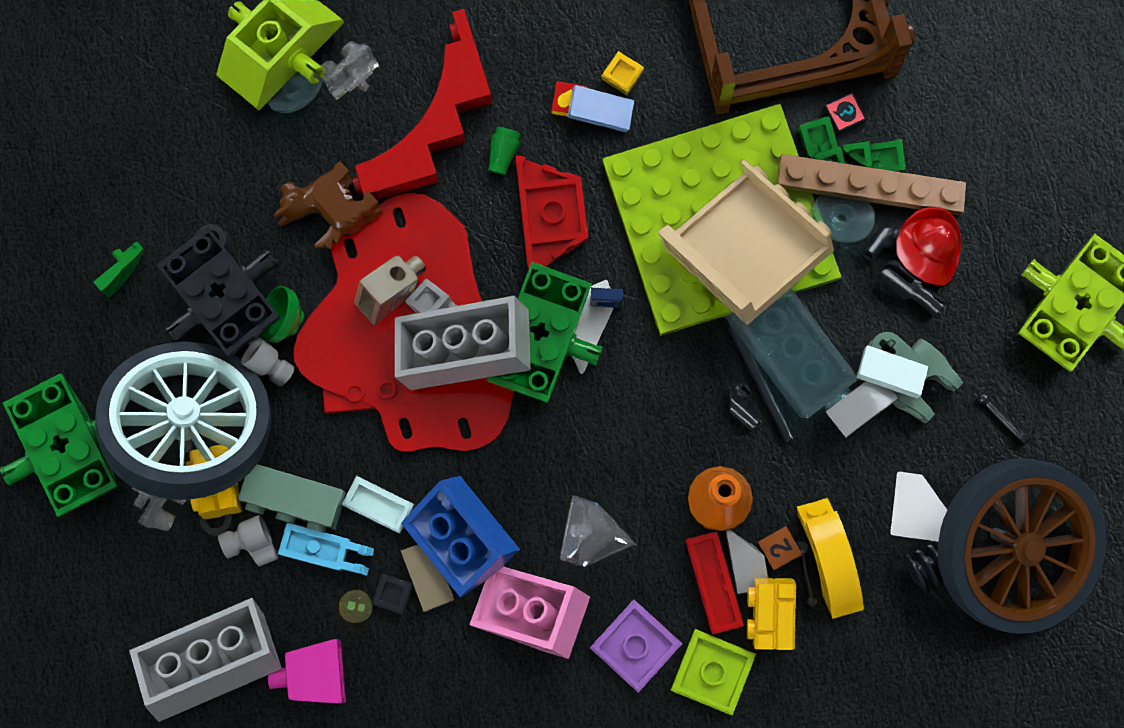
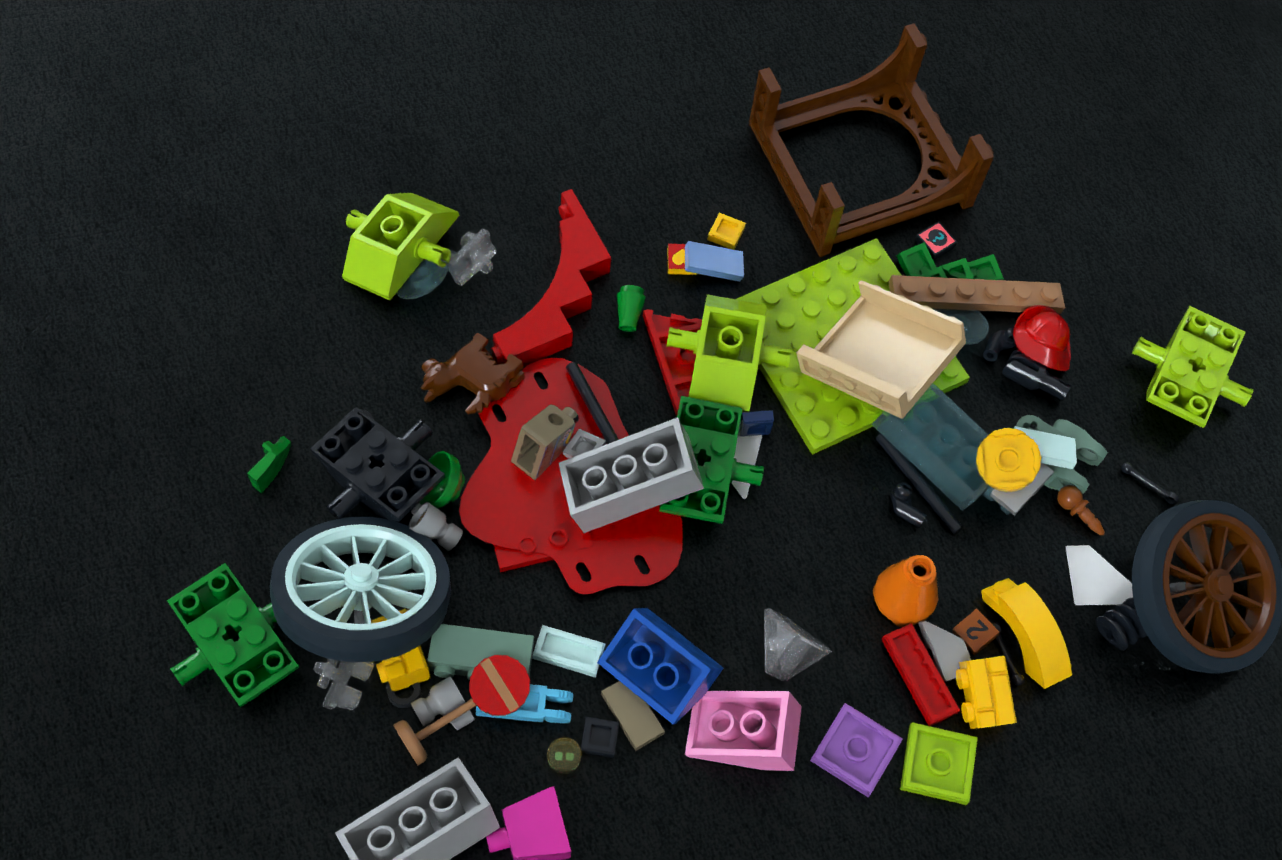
camera: 20 degrees left, 15 degrees down
(298, 535) = (497, 688): none -> piece
(445, 255) = (591, 402): none -> black bar
(581, 244) = (728, 351): none -> lime slope
(848, 383) = (1008, 460): none -> yellow tile
(914, 426) = (1071, 498): none -> dark orange bar

